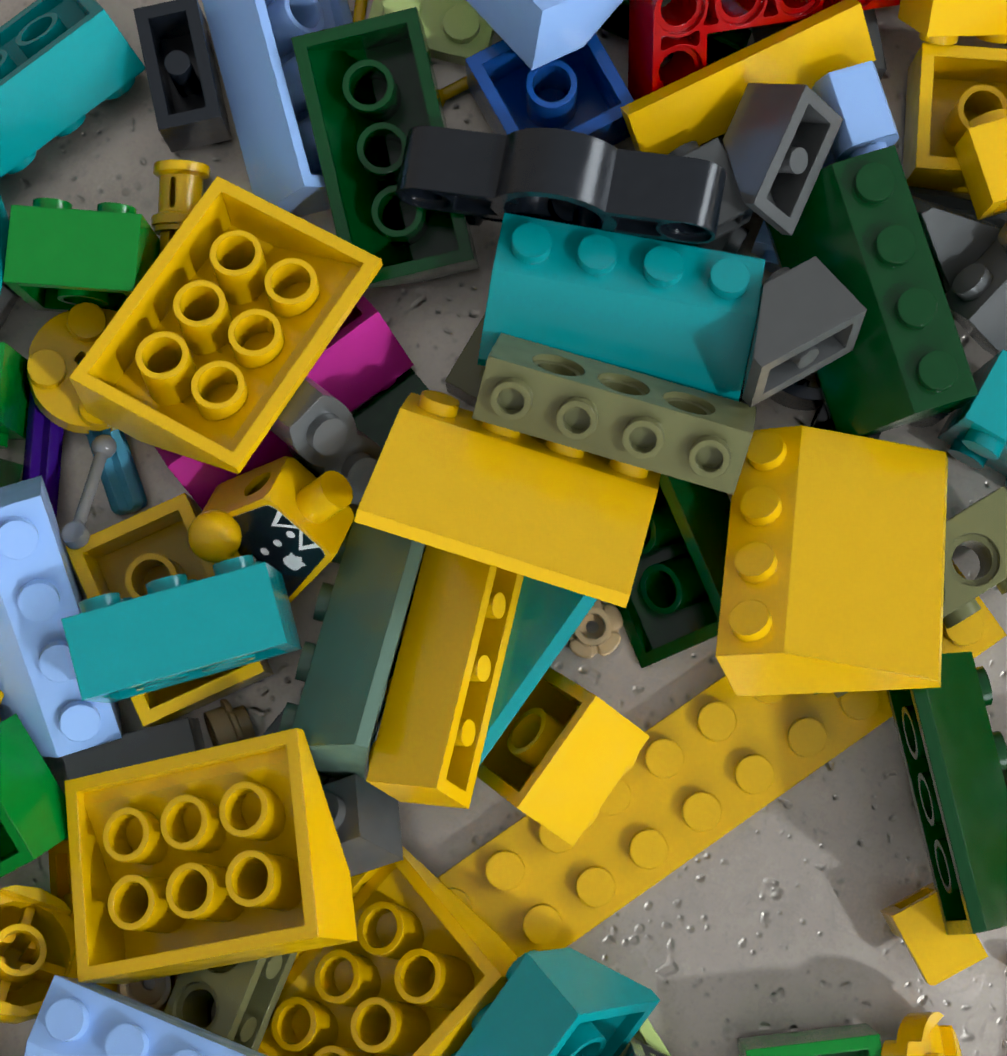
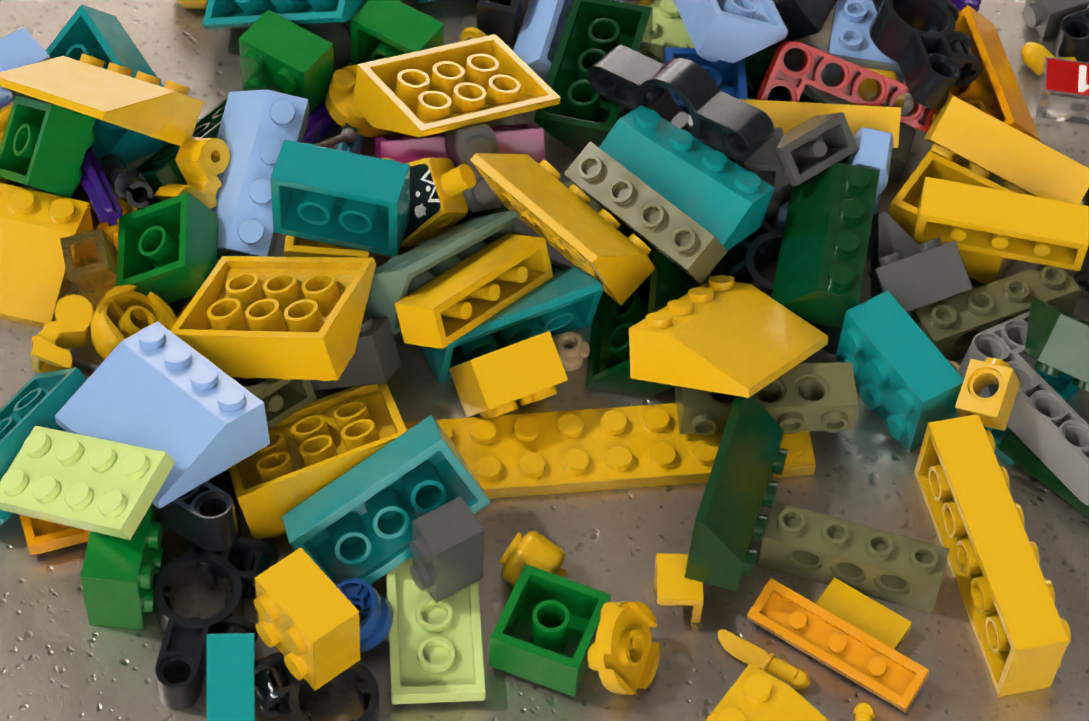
camera: 20 degrees right, 30 degrees down
(734, 1003) = (534, 551): none -> yellow head
(799, 327) = (771, 224): dark grey slope -> none

